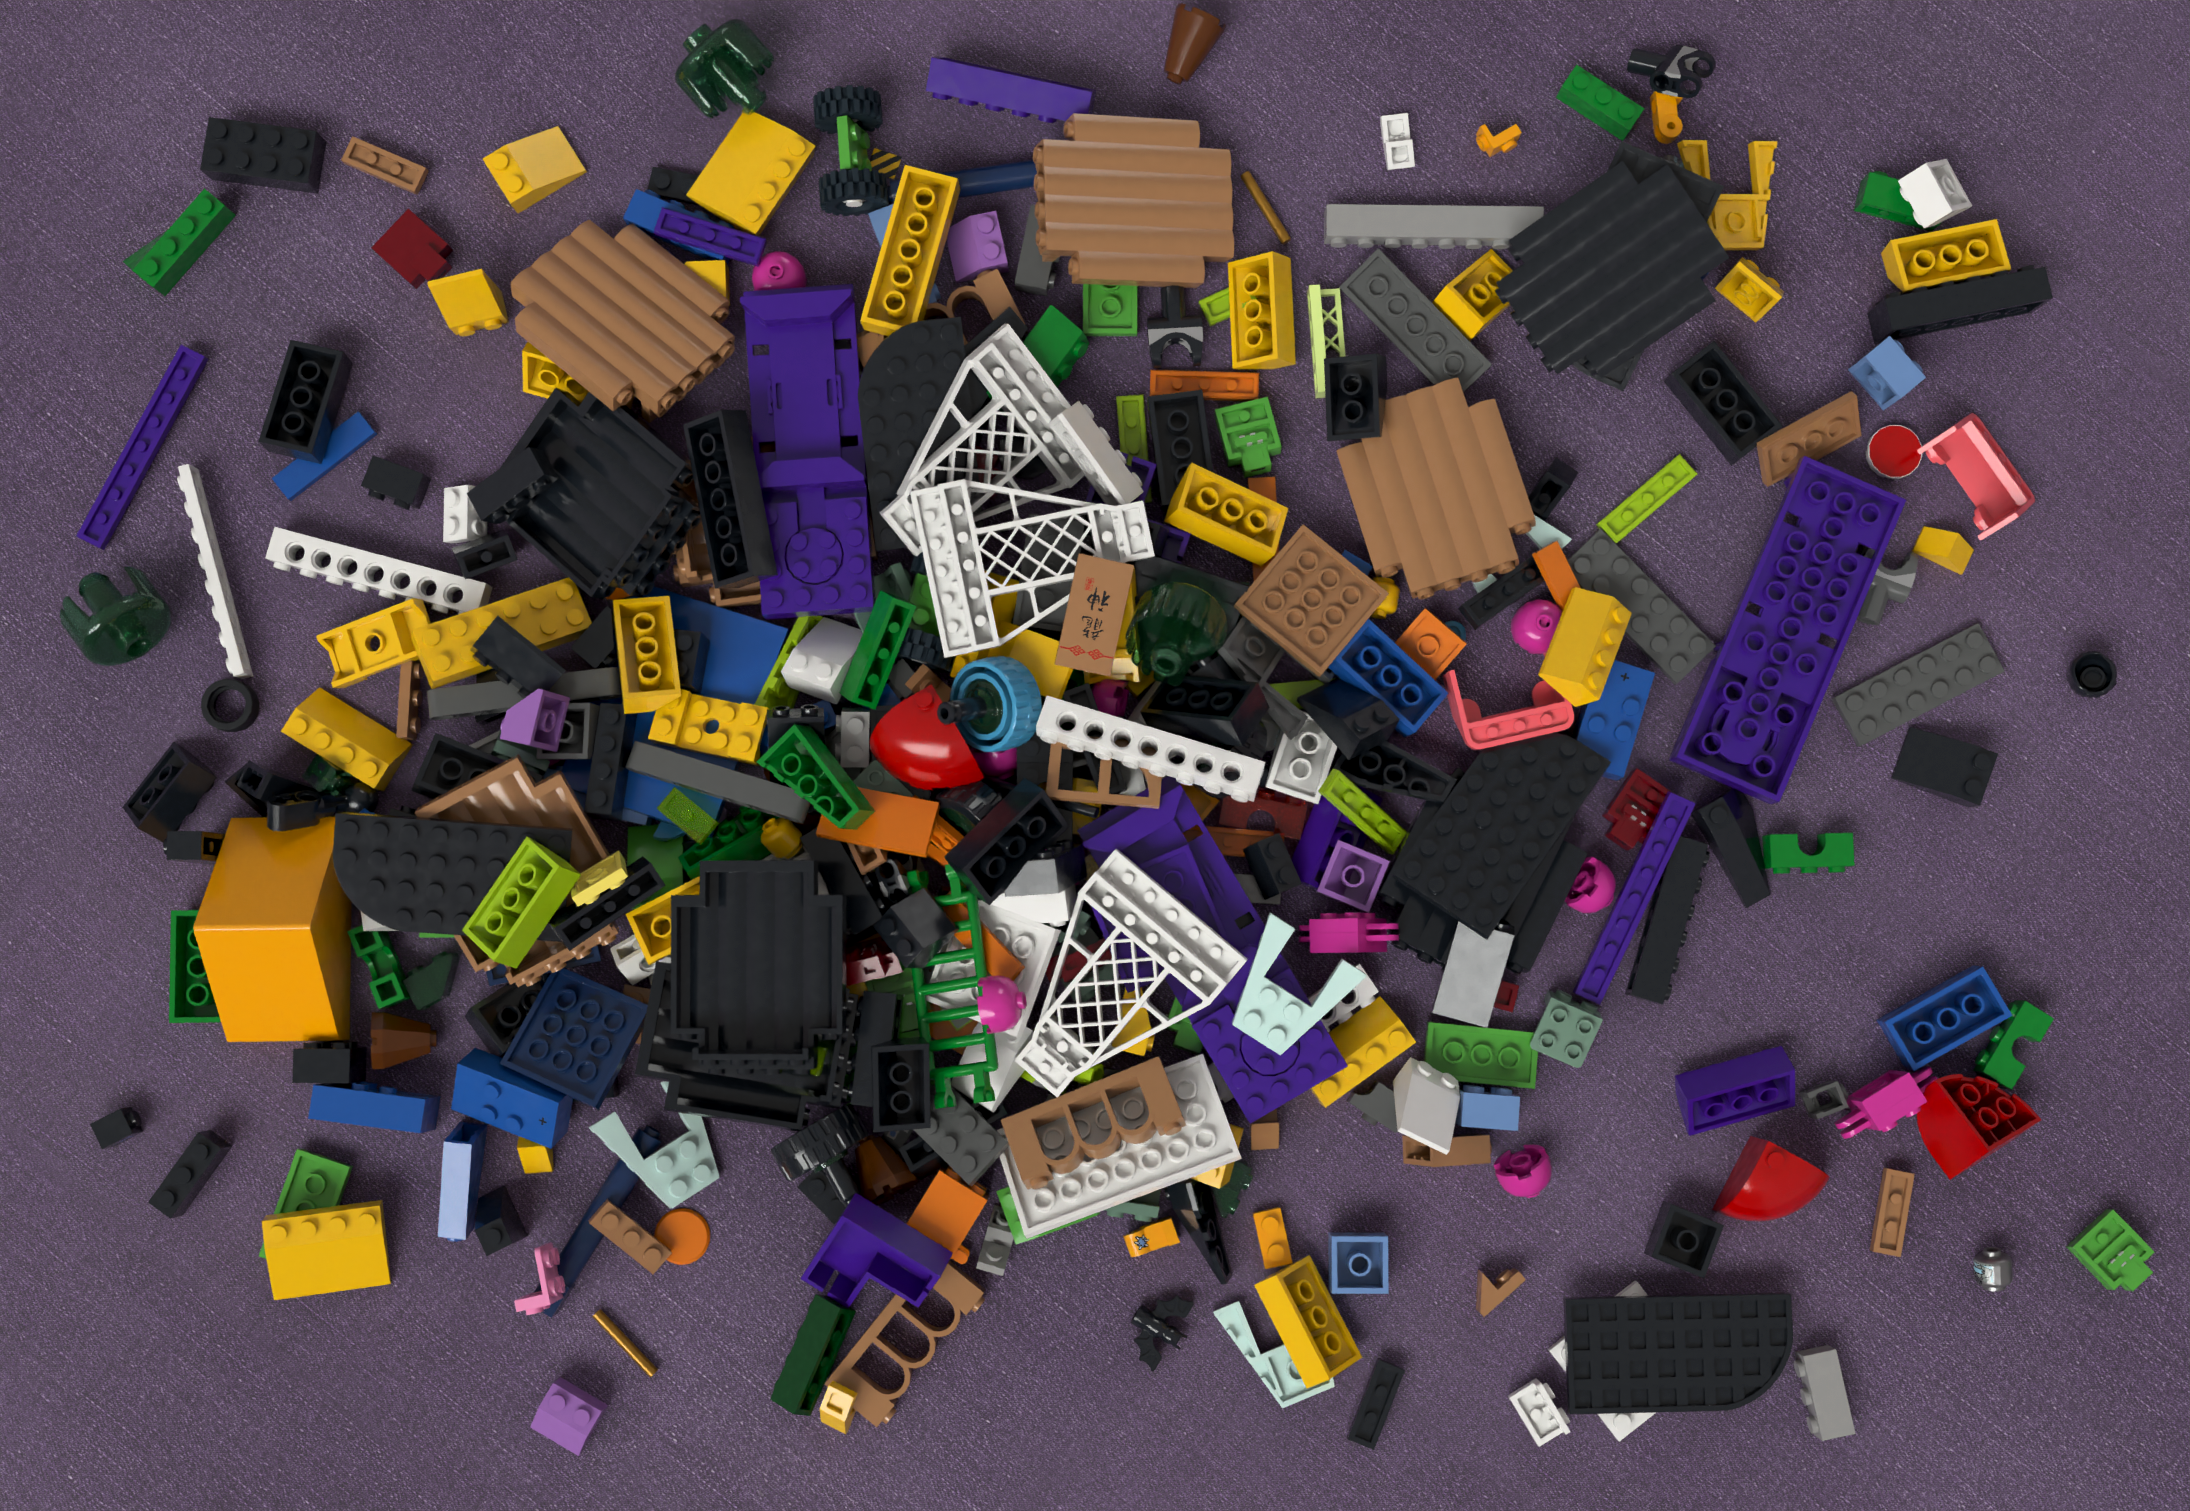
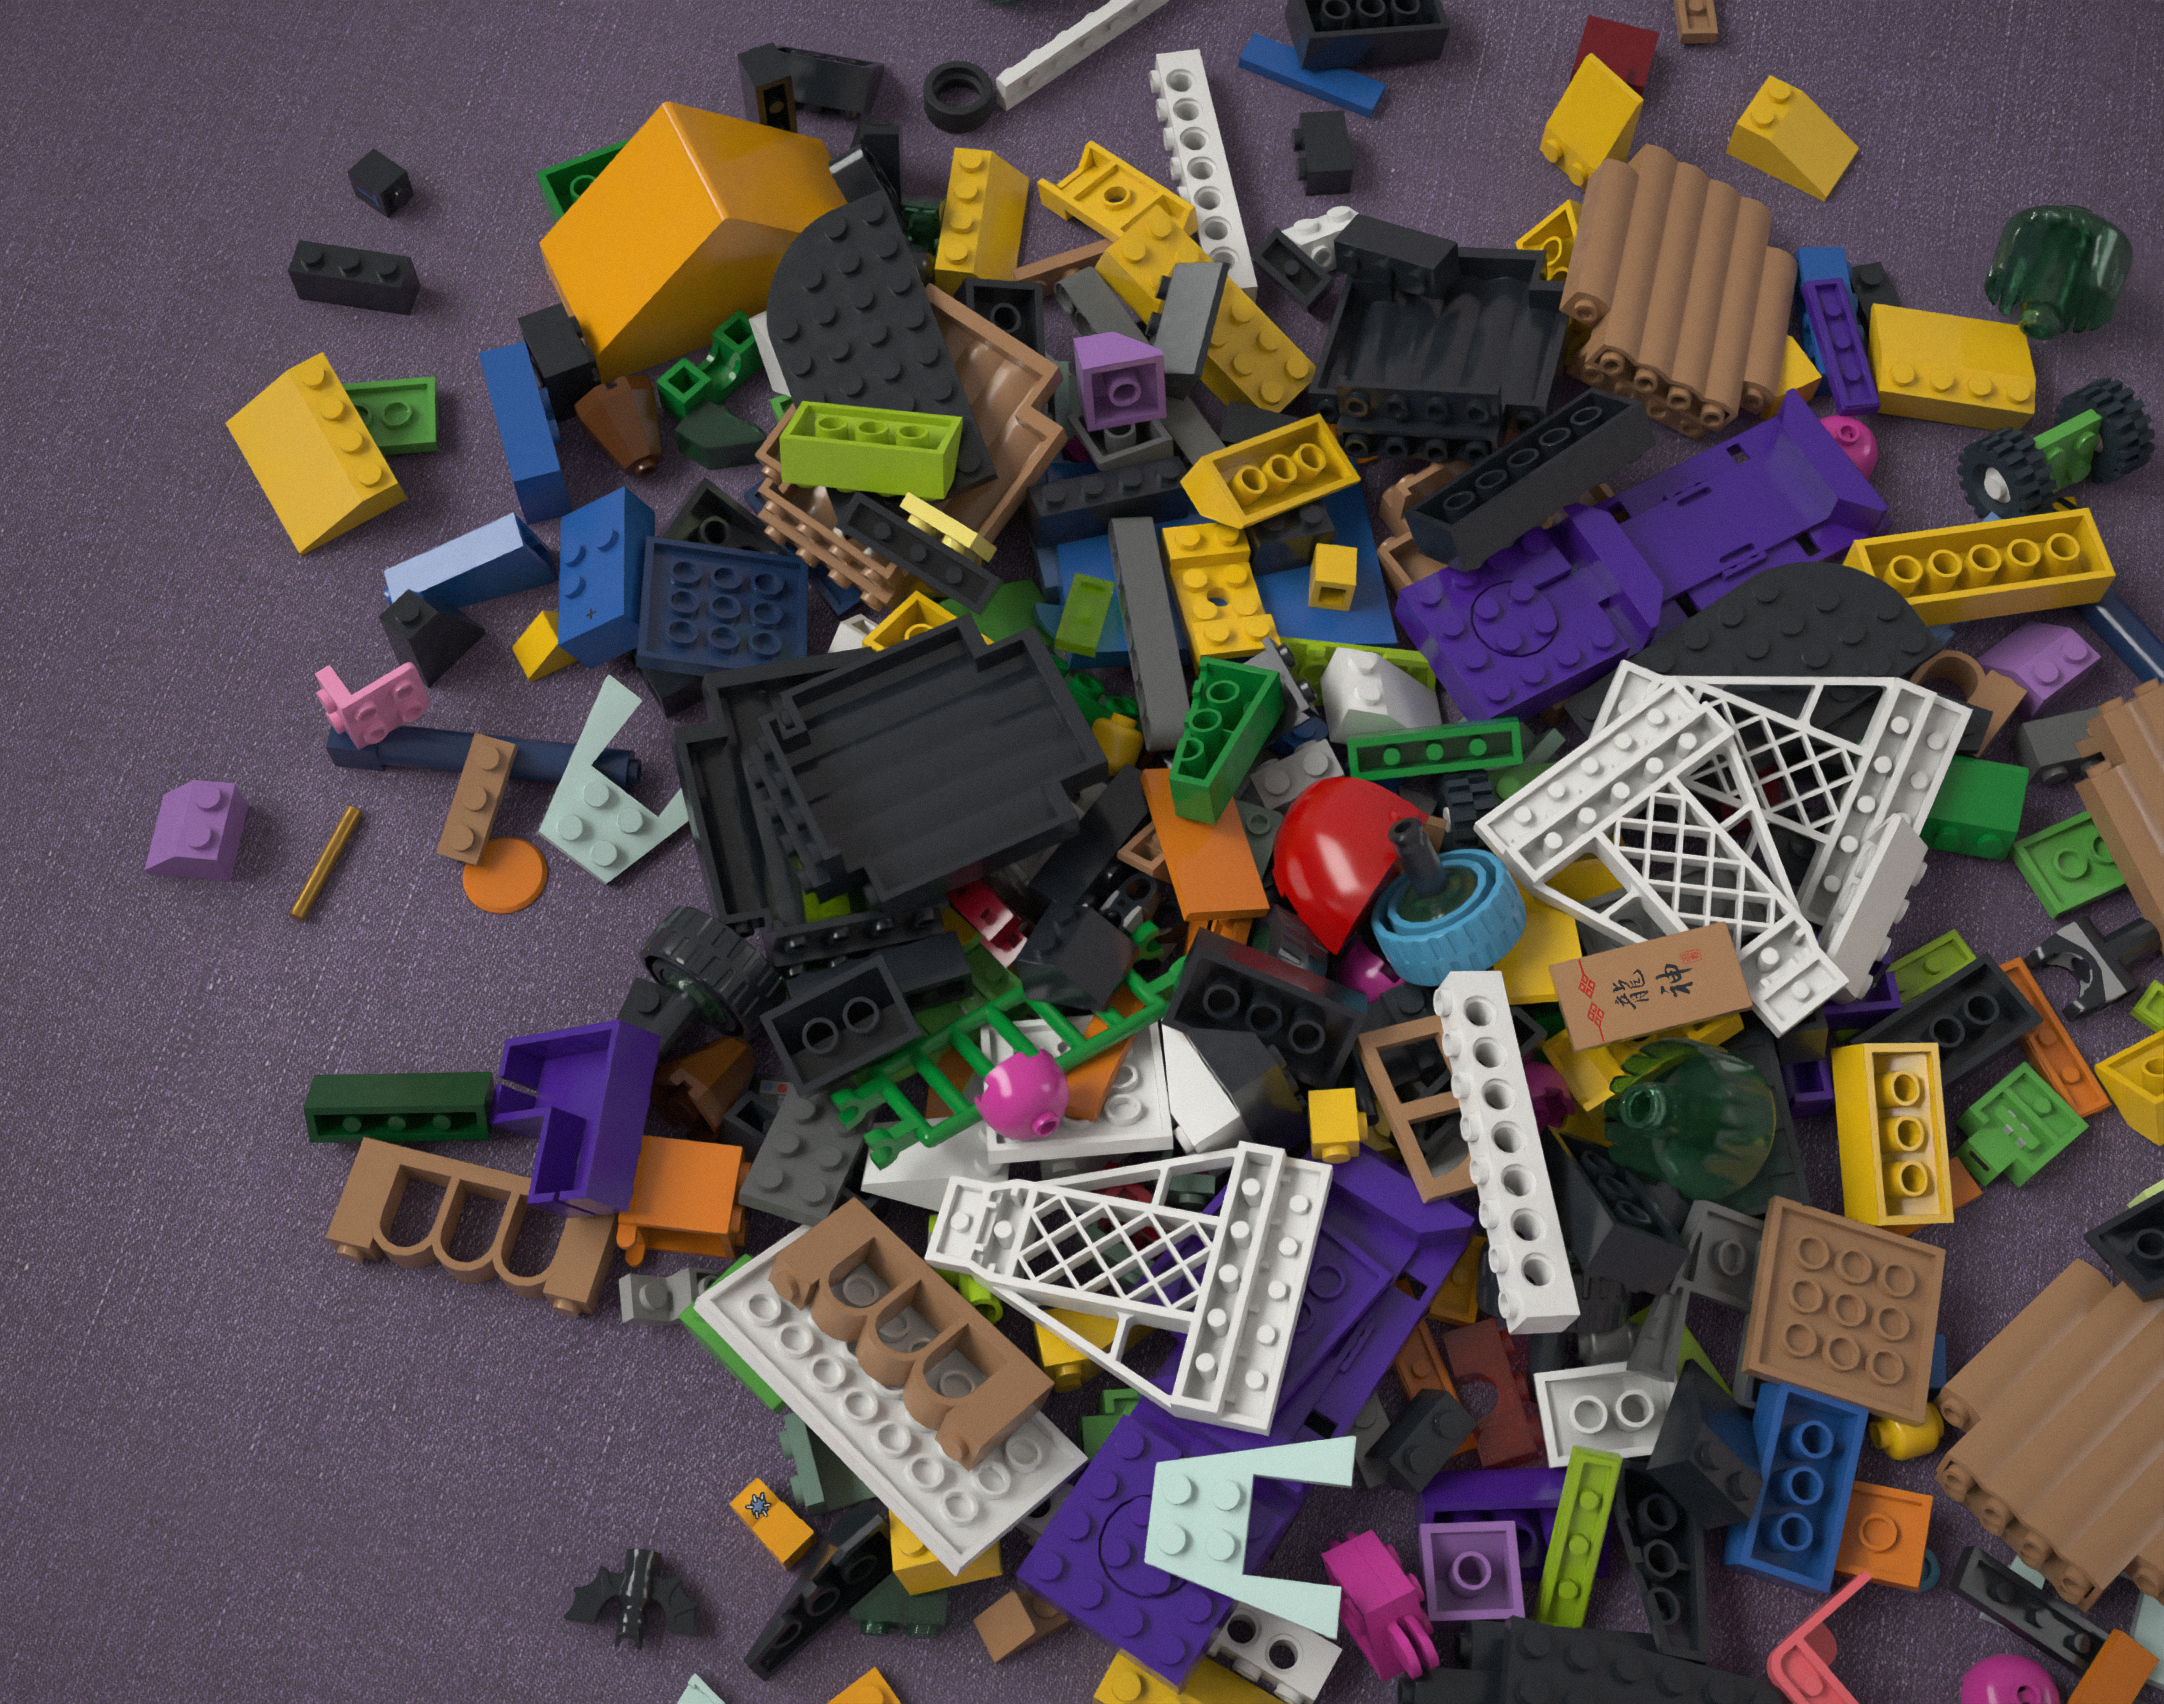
camera: 65 degrees right, 20 degrees down
(727, 646) = (1332, 577): none -> yellow brick
(837, 1407) = (333, 1167): yellow slope -> none
(1094, 836) = (1335, 1125): none -> yellow brick

